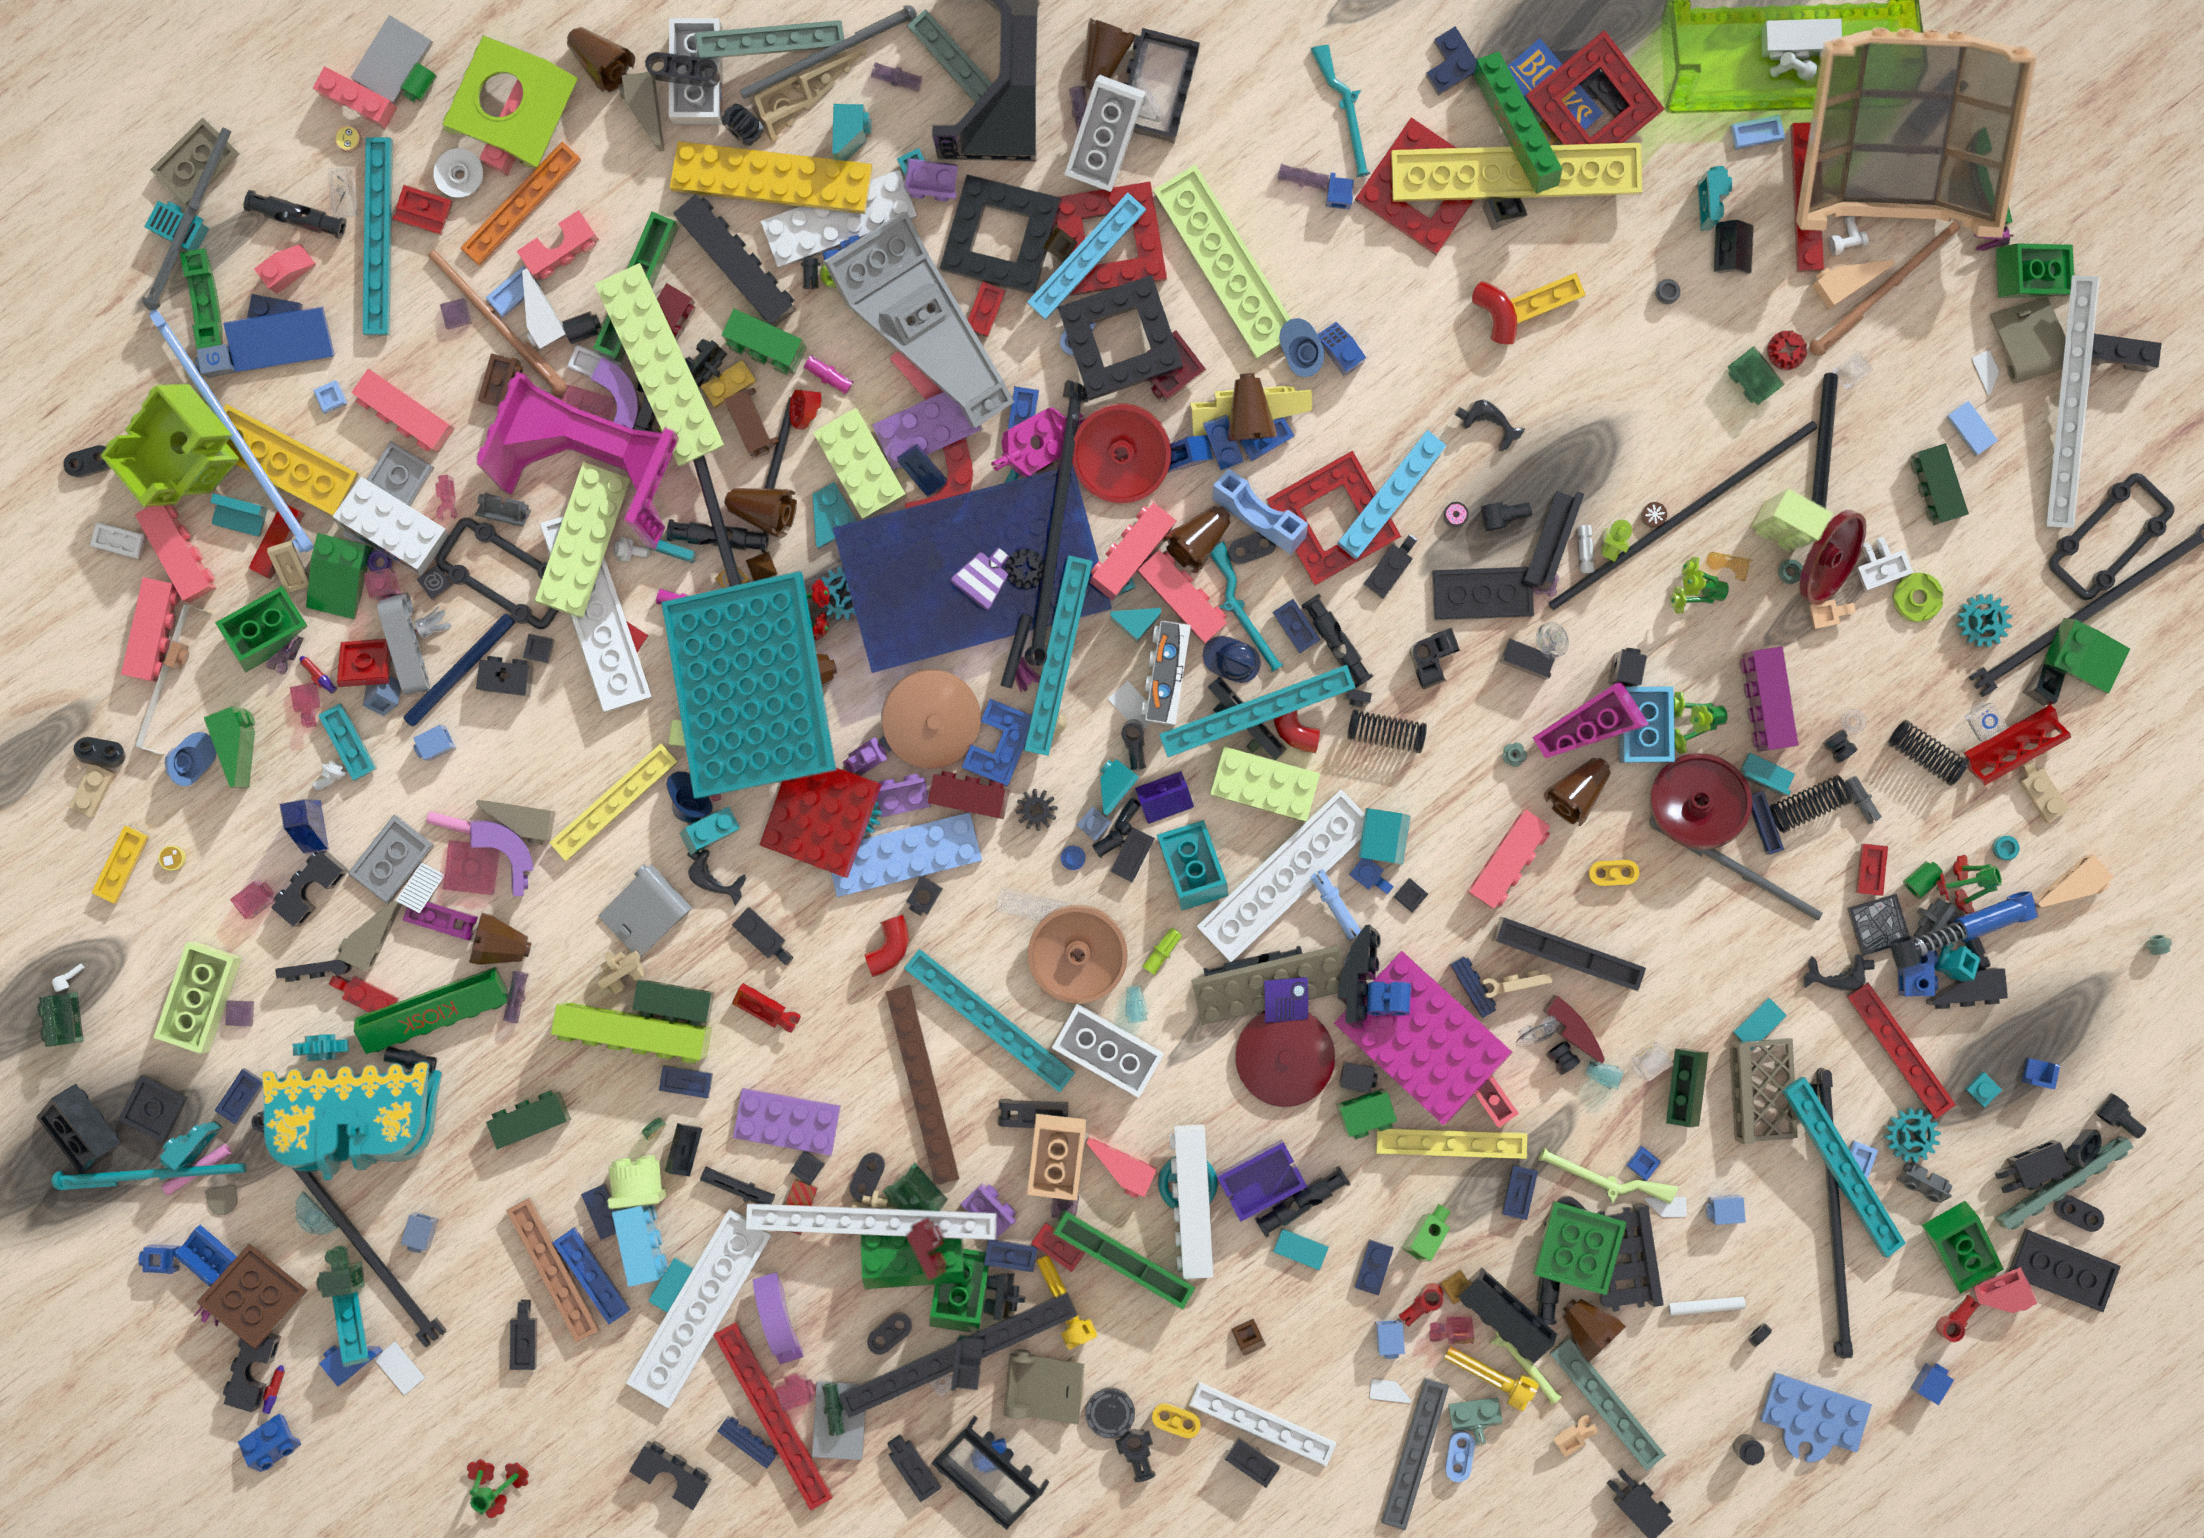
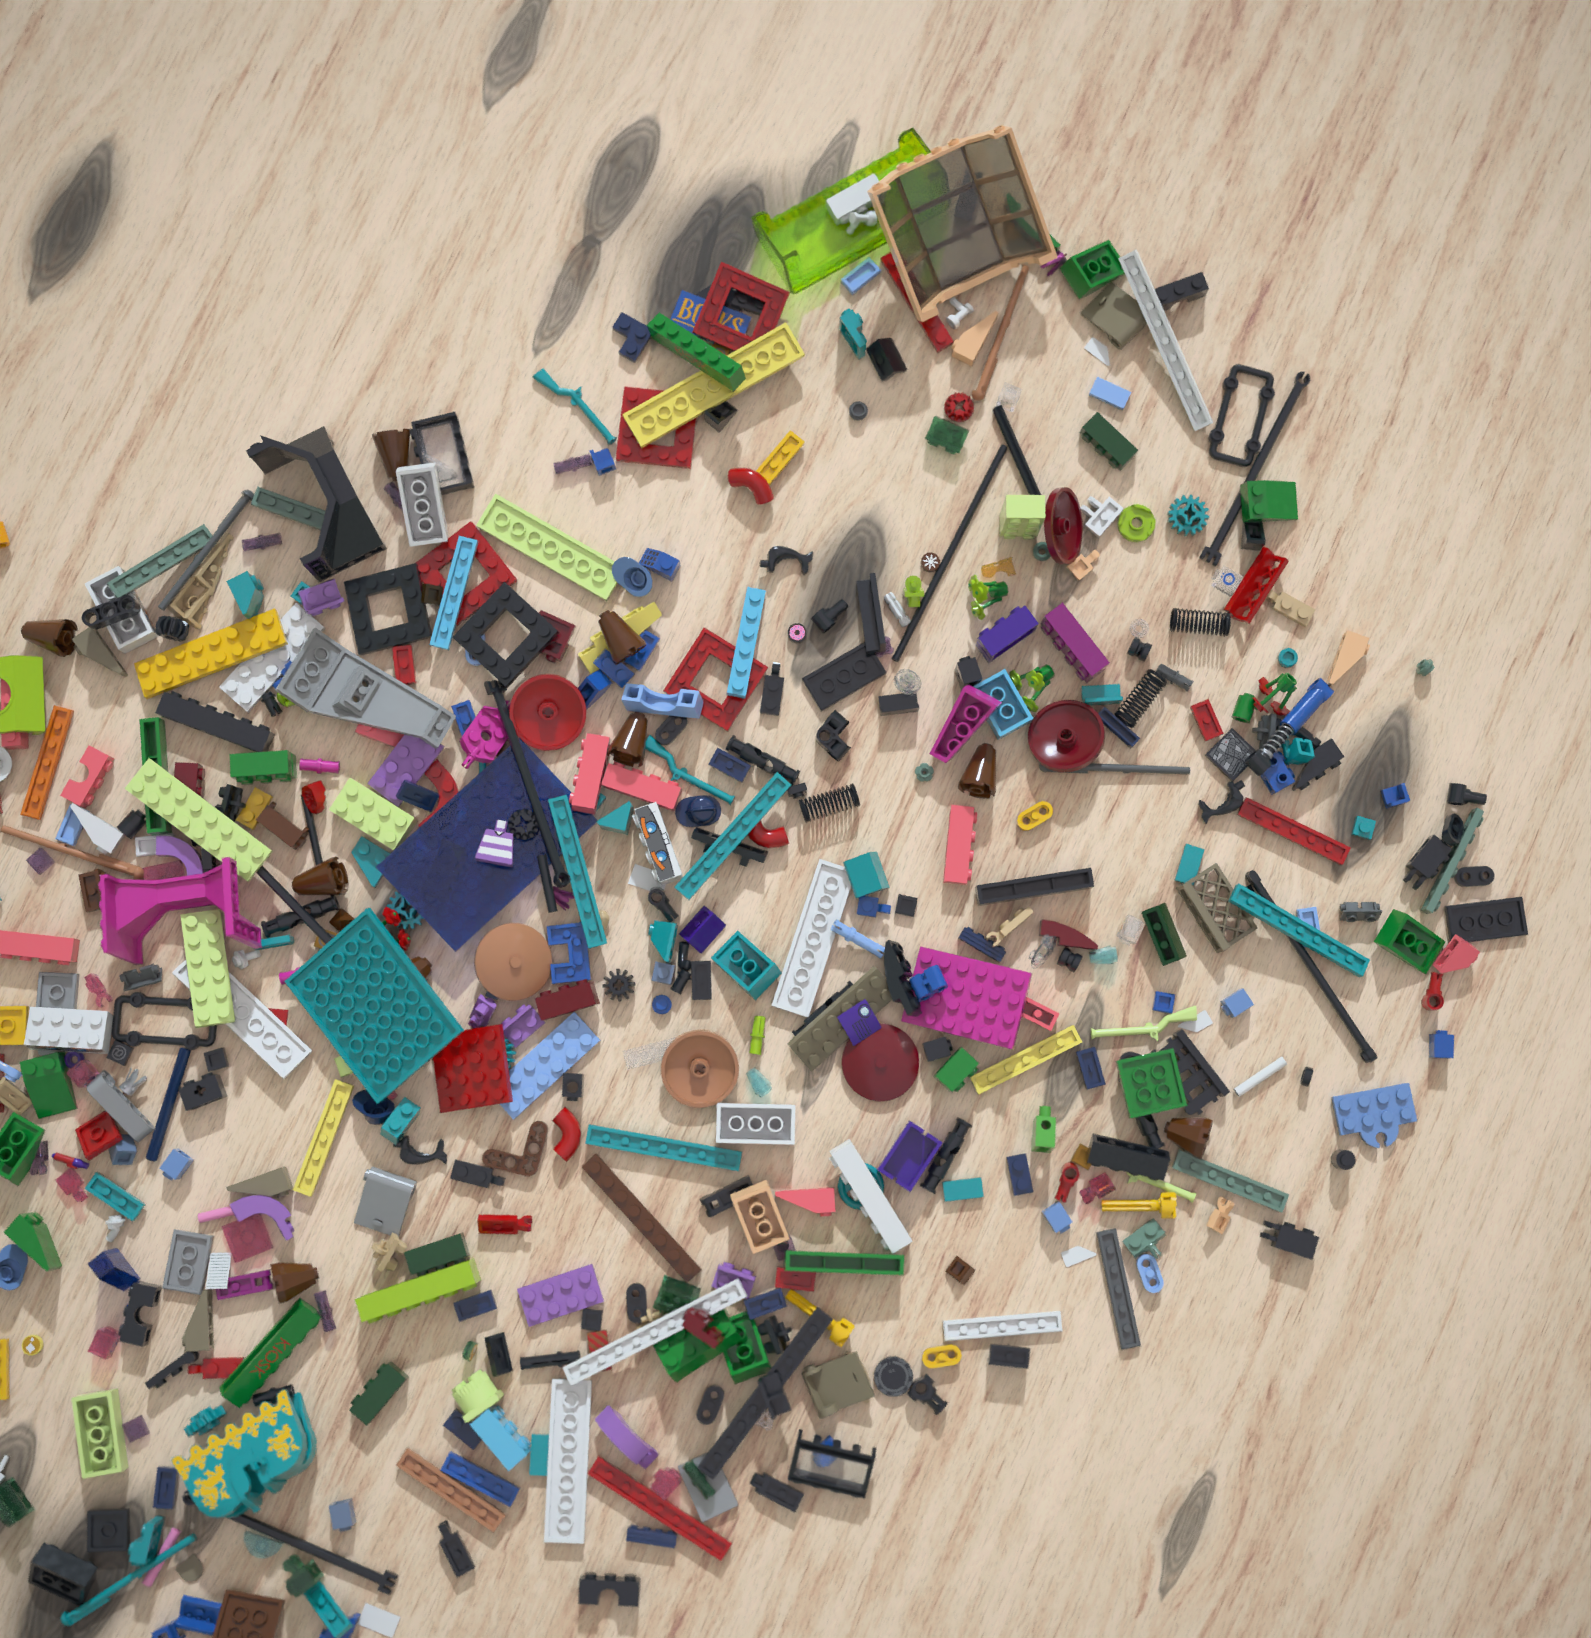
camera: 30 degrees left, 5 degrees down
(820, 946) = (520, 1160): none -> reddish brown beam
(1264, 784) = (765, 883): yellowish green brick -> none
(1697, 645) = (1006, 633): none -> dark purple piece
(1905, 1142) = (1330, 891): teal gear -> none

